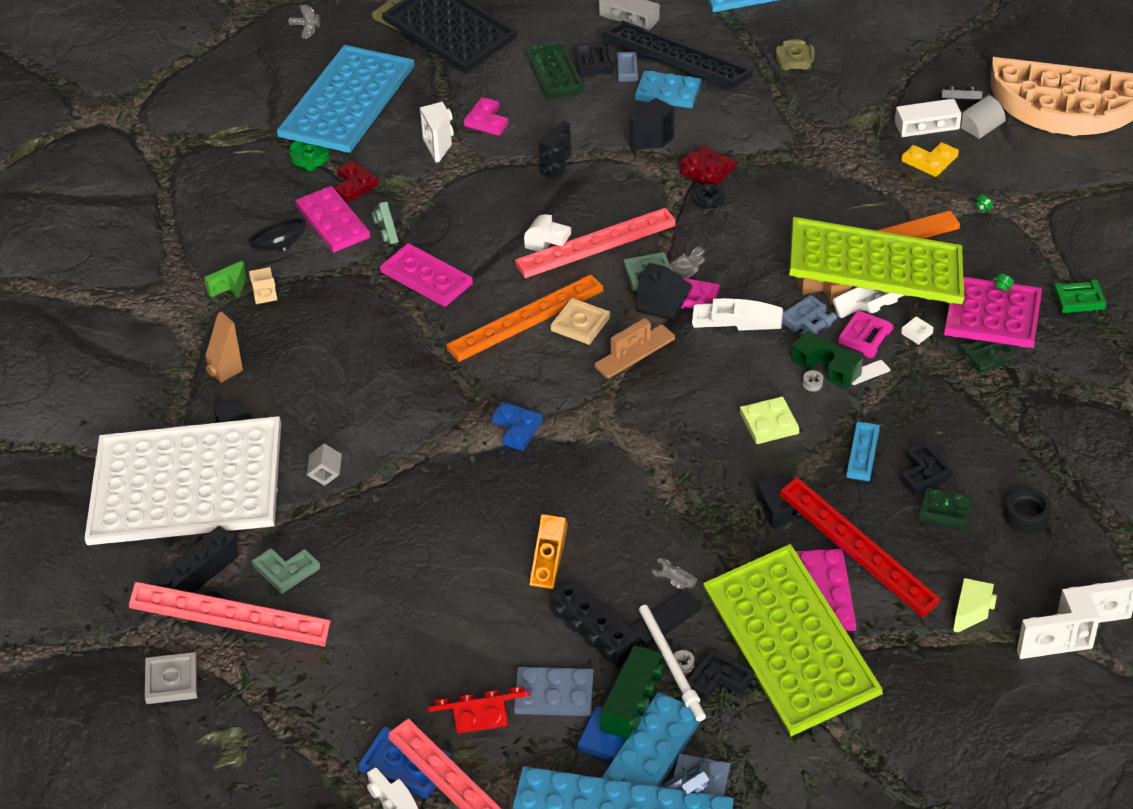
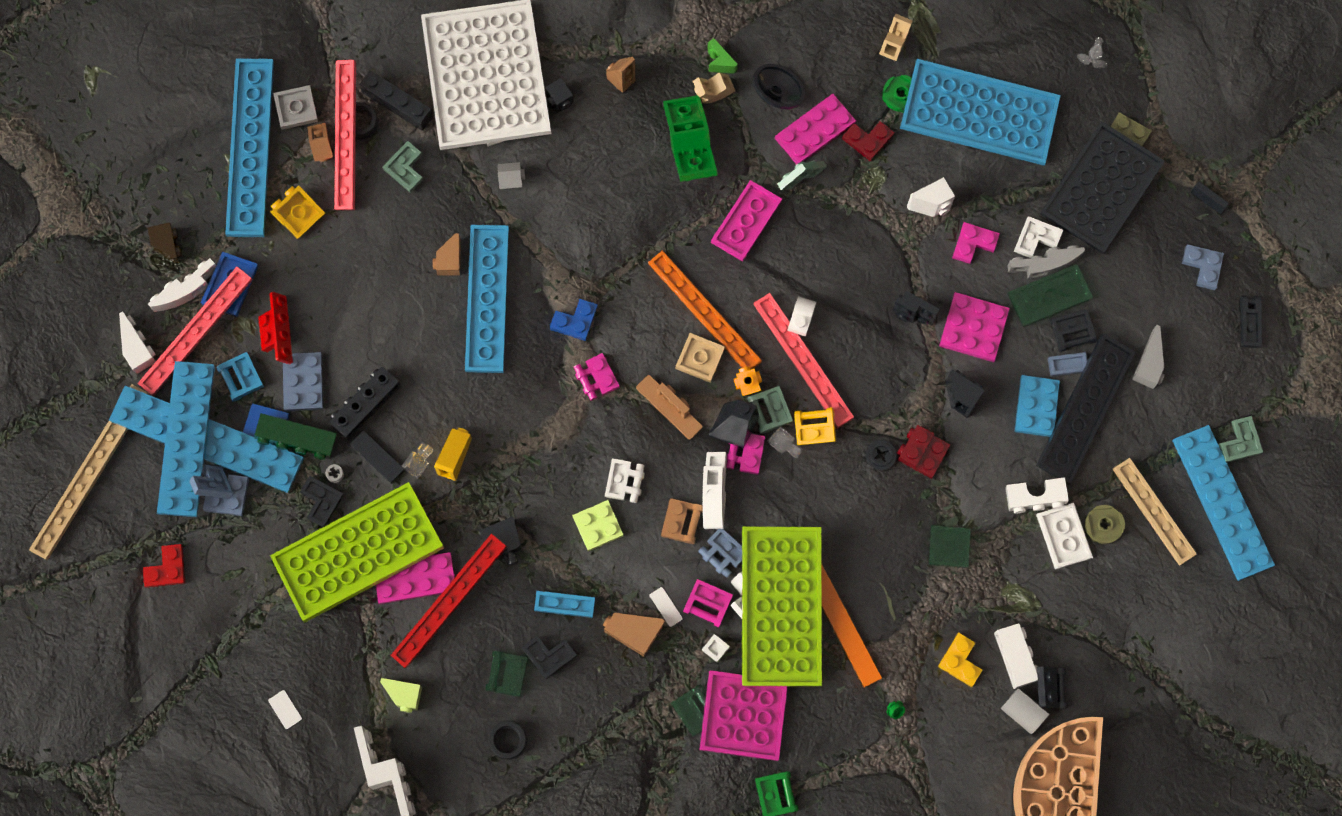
camera: 80 degrees right, 30 degrees up
(214, 731) = (249, 148): none -> dark azure plate
(228, 651) = (320, 142): none -> medium nougat slope
(247, 150) = (896, 37): none -> tan brick
(318, 681) = (296, 211): none -> yellow plate
(319, 303) = (690, 138): none -> green bracket
(415, 529) = (448, 257): none -> medium nougat slope
(473, 498) = (487, 299): none -> dark azure plate
(488, 73) = (1034, 232): none -> white plate
(520, 67) = (1053, 261): none -> light grey slope
(537, 749) = (246, 374): none -> dark azure plate
(548, 551) = (435, 360): light orange slope -> none
(586, 121) = (974, 327): none -> dark pink plate
(589, 409) = (602, 375): none -> dark pink plate
(616, 280) = (751, 387): none -> light orange brick
(673, 535) = (453, 454): none -> yellow slope
(680, 234) = (815, 432): none -> yellow plate
(689, 696) = (292, 480): white bar -> none
(718, 392) = (618, 480): none -> white plate
(763, 90) = (1021, 499): none -> white arch
(767, 355) = (675, 521): none -> medium nougat plate
(784, 23) = (1154, 511): none -> tan plate
(804, 82) = (1064, 536): none -> white tile
(811, 154) = (949, 546): none -> clear green plate
(813, 350) = (660, 584): dark green arch -> none
(813, 375) = (641, 560): light grey bush -> none
(898, 392) = (634, 630): none -> medium nougat slope
(992, 733) = (285, 709): none -> white sticker
(1003, 282) = (772, 723): green plate -> none

